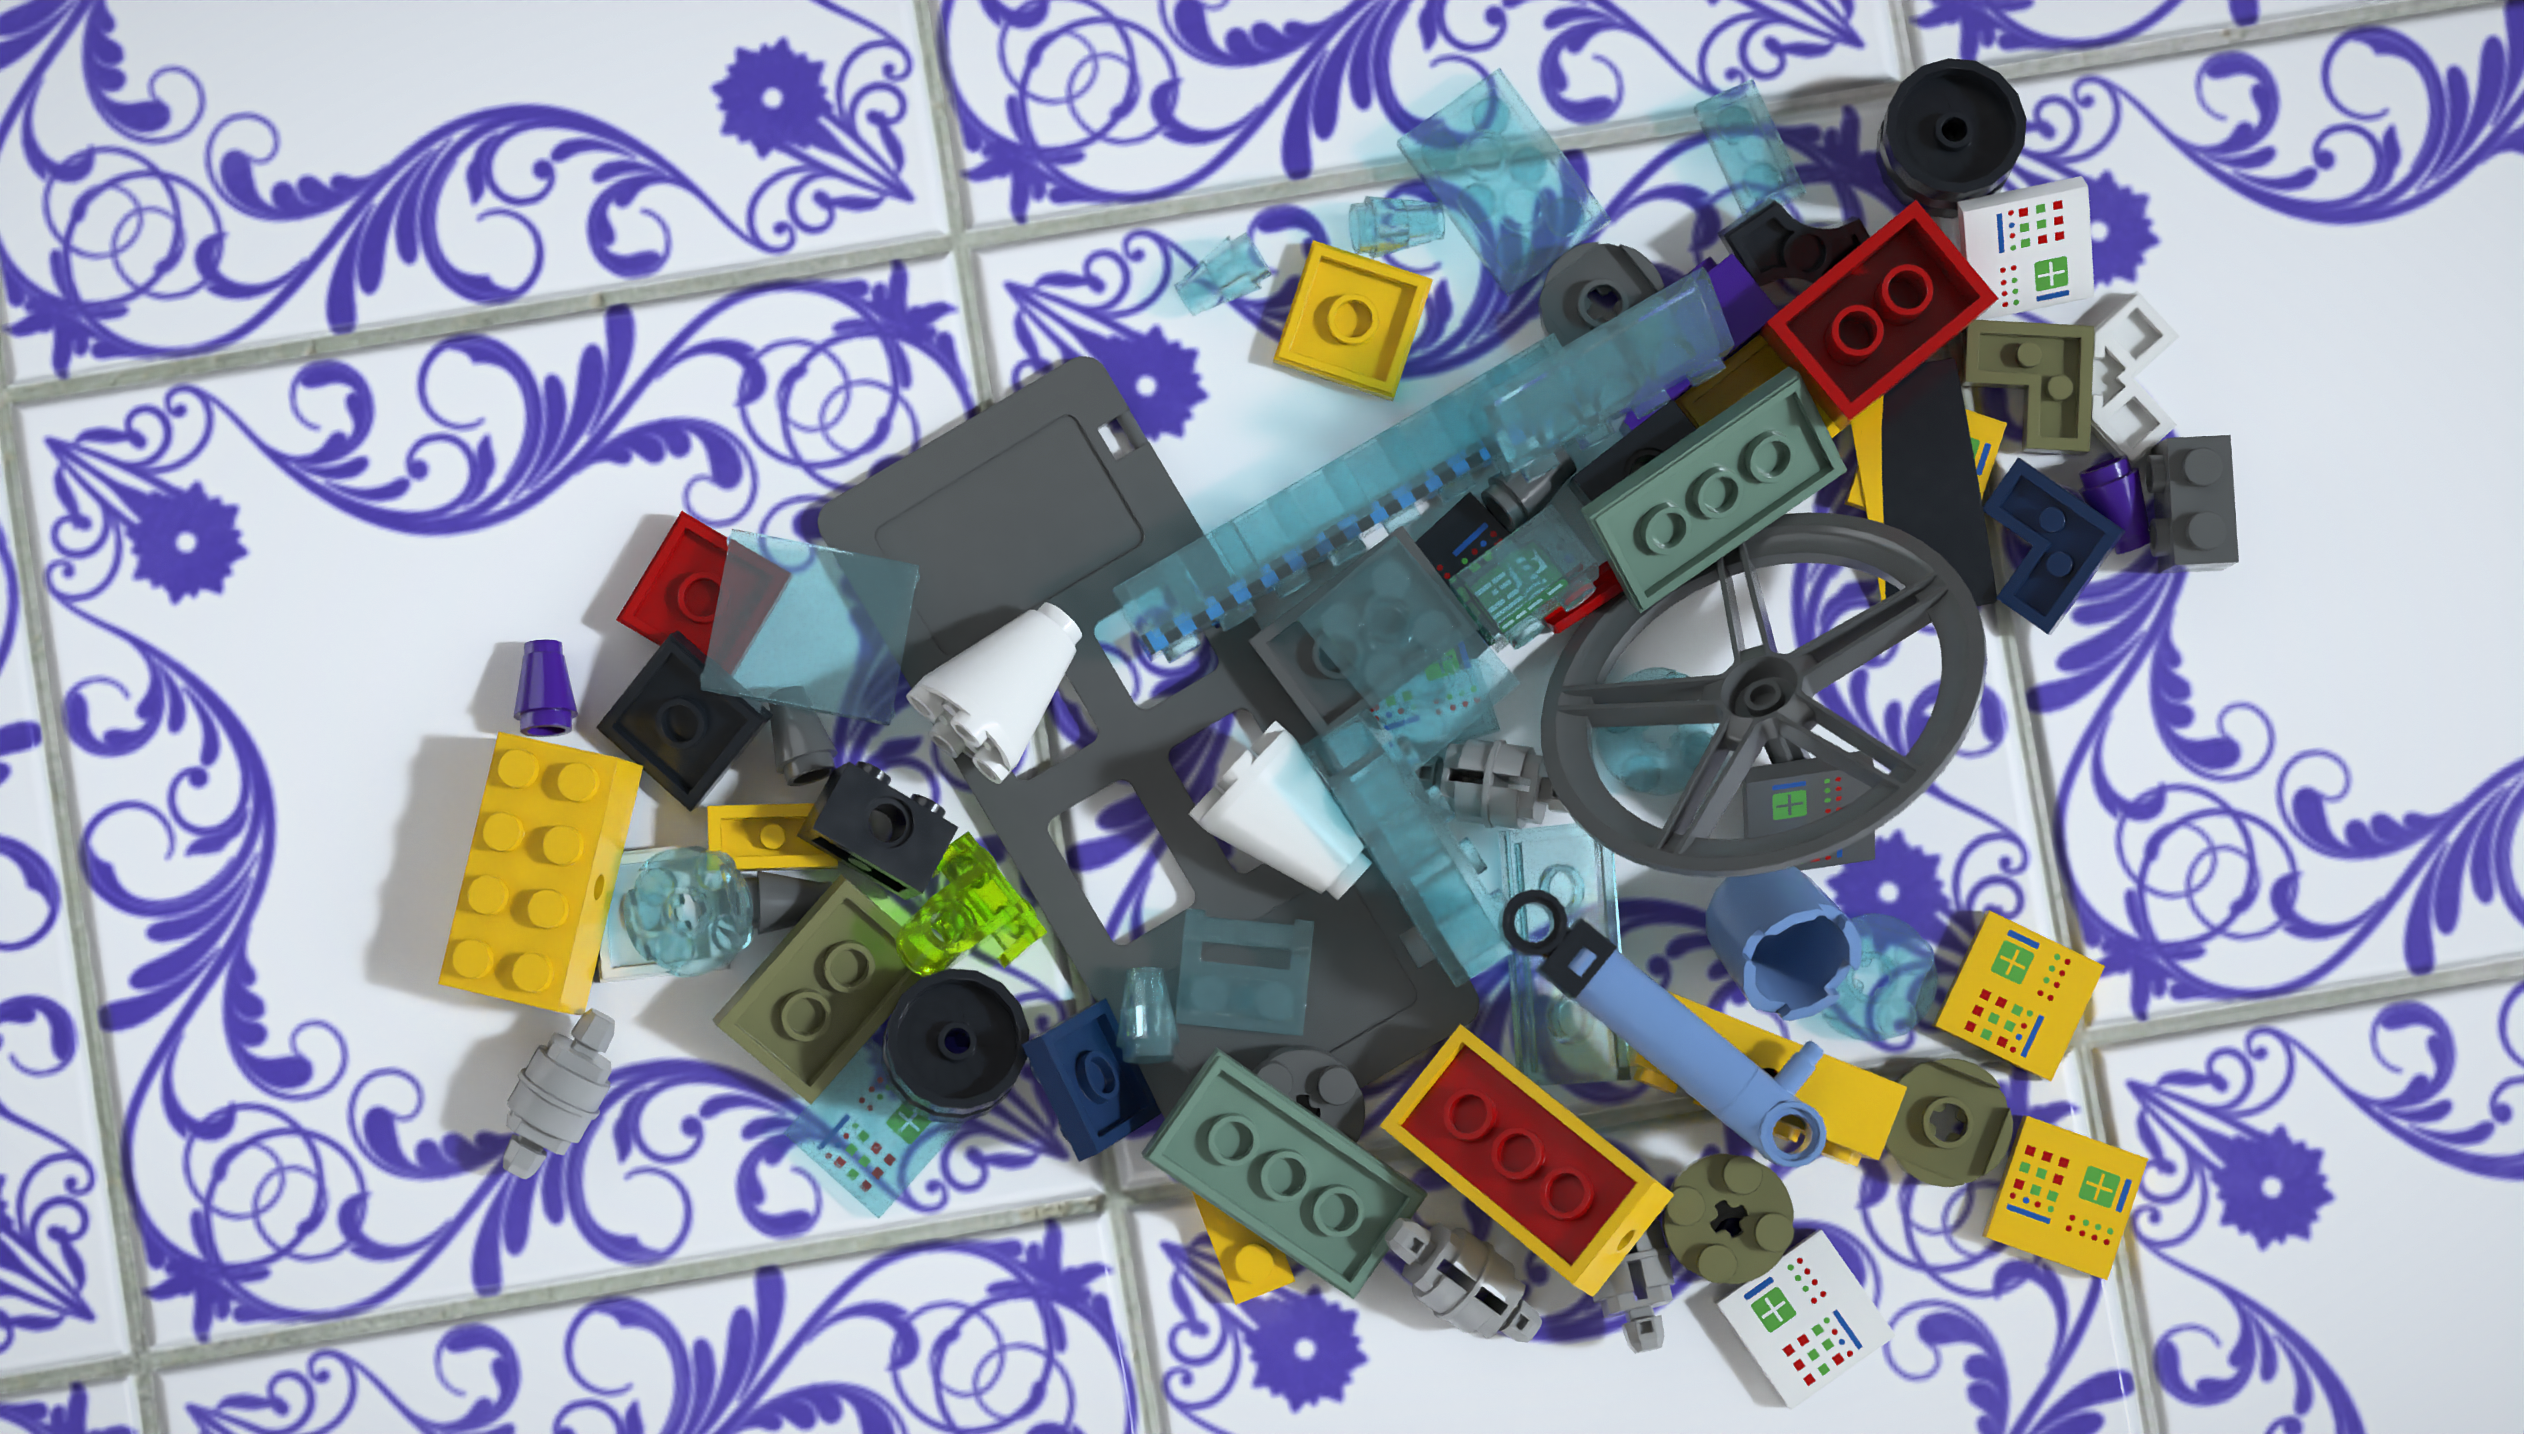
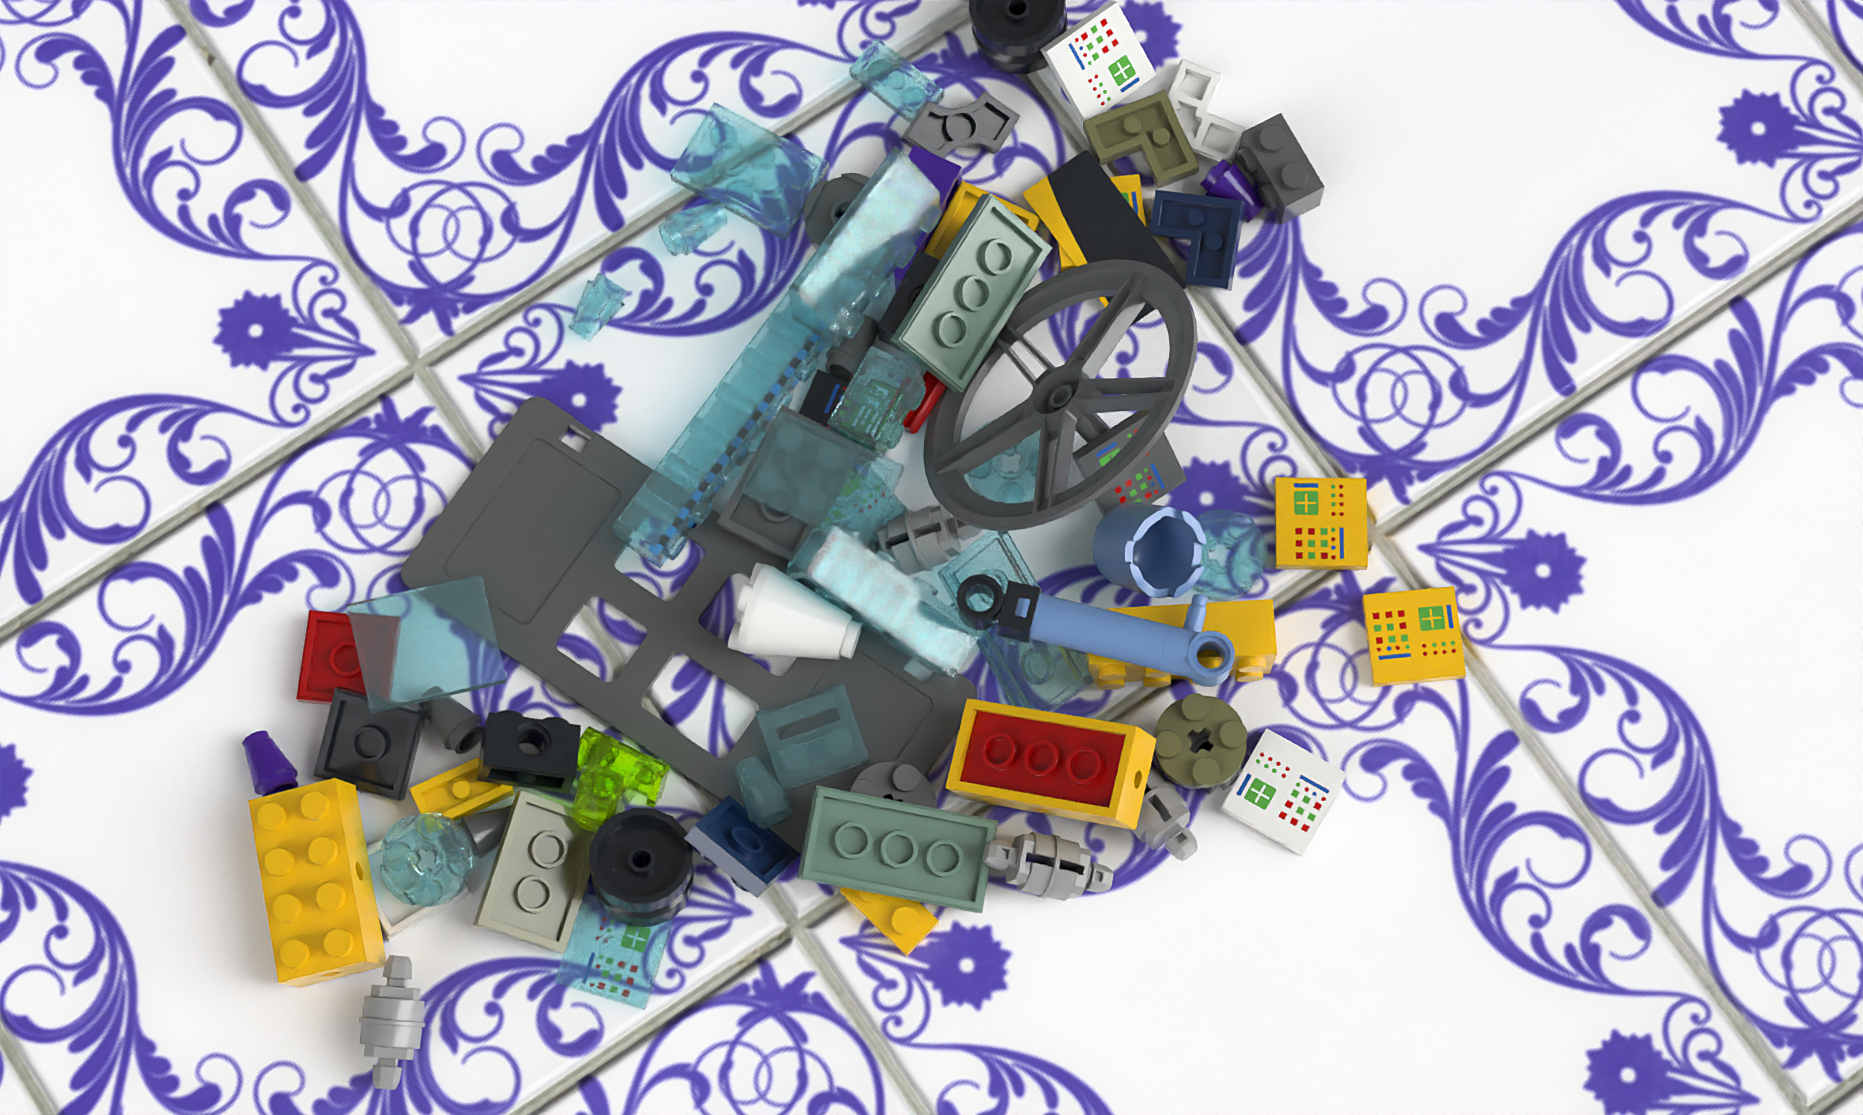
camera: 15 degrees left, 10 degrees down
(998, 690) = (566, 627): white cone -> none
(1352, 320) = (693, 299): yellow tile -> none
(1878, 314) = (1024, 138): red brick -> none
(1979, 1106) = (1332, 604): olive plate -> none

